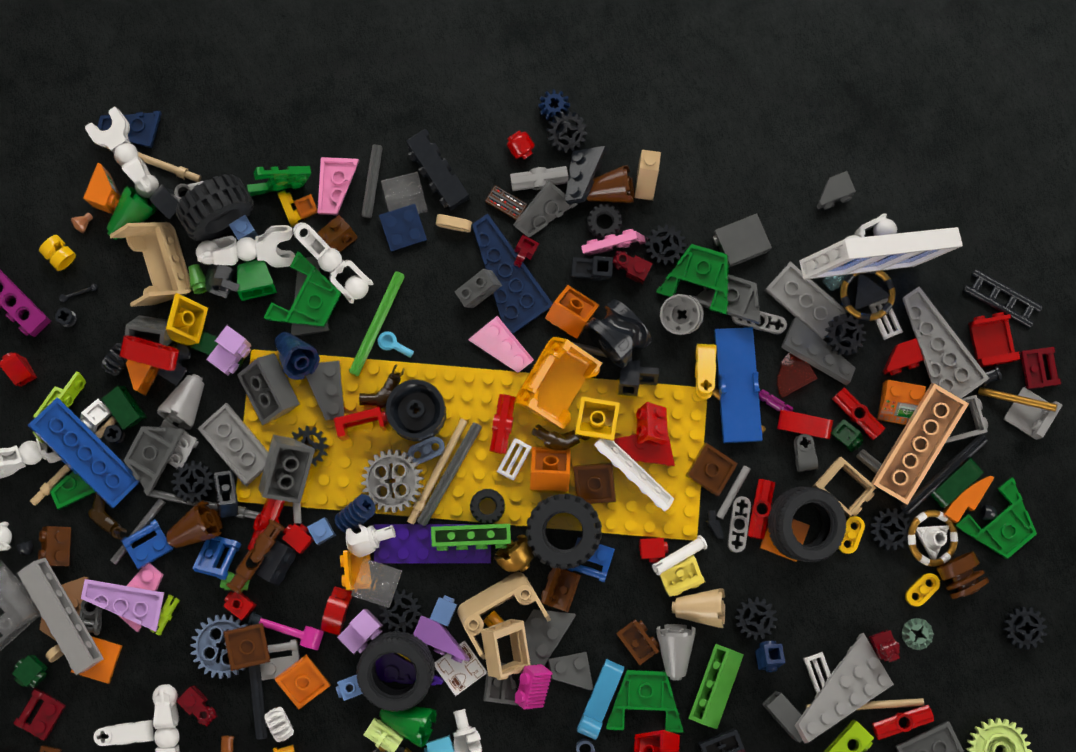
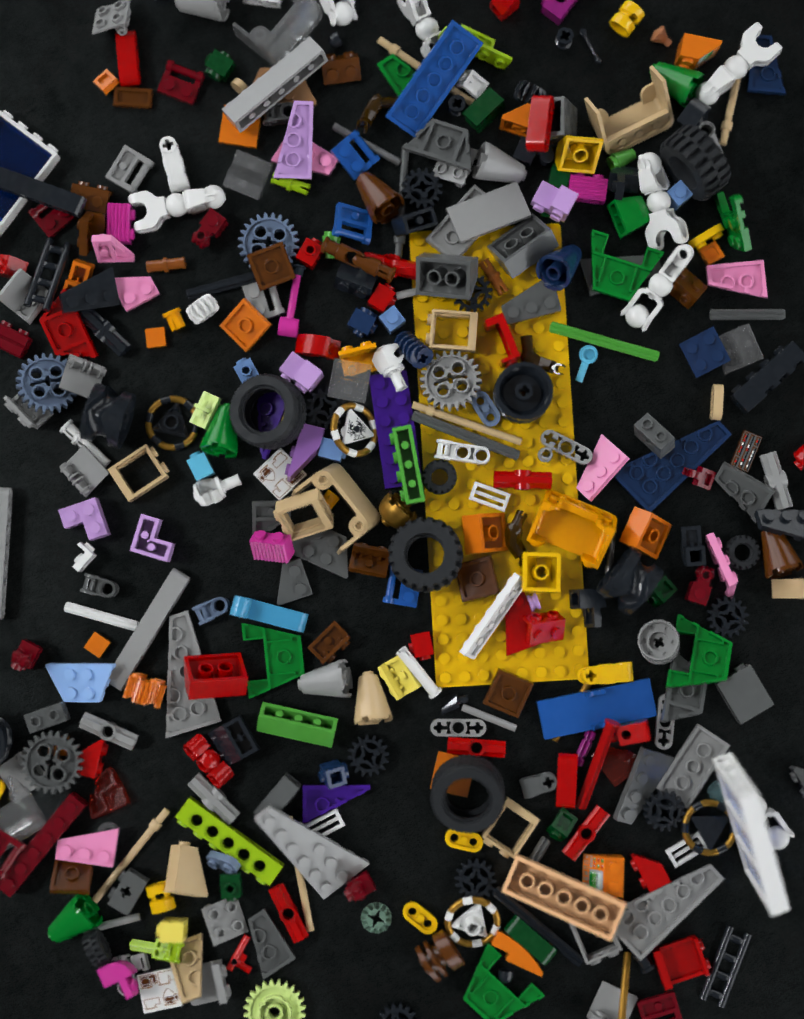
camera: 85 degrees right, 5 degrees up
(147, 657) = (248, 174): none -> clear slope
(222, 313) = (590, 189): none -> dark pink brick
(229, 418) = (488, 212): none -> light grey tile
(294, 422) = (493, 276): none -> dark orange pin
(319, 560) = (363, 322): none -> dark blue brick
(348, 452) = (471, 316): none -> tan window
(426, 585) = (354, 429): none -> piece
(462, 490) = (451, 449): none -> white piece
(484, 400) = (542, 458): none -> light grey pin
(488, 367) = (576, 458): none -> light grey beam
(625, 430) = (533, 602): none -> lavender bush
(634, 303) = (662, 592): none -> dark green bracket
(769, 347) = (639, 732): none -> red torso
(792, 392) = (597, 763): none -> red axle
(793, 675) = (320, 799): none -> dark purple wing

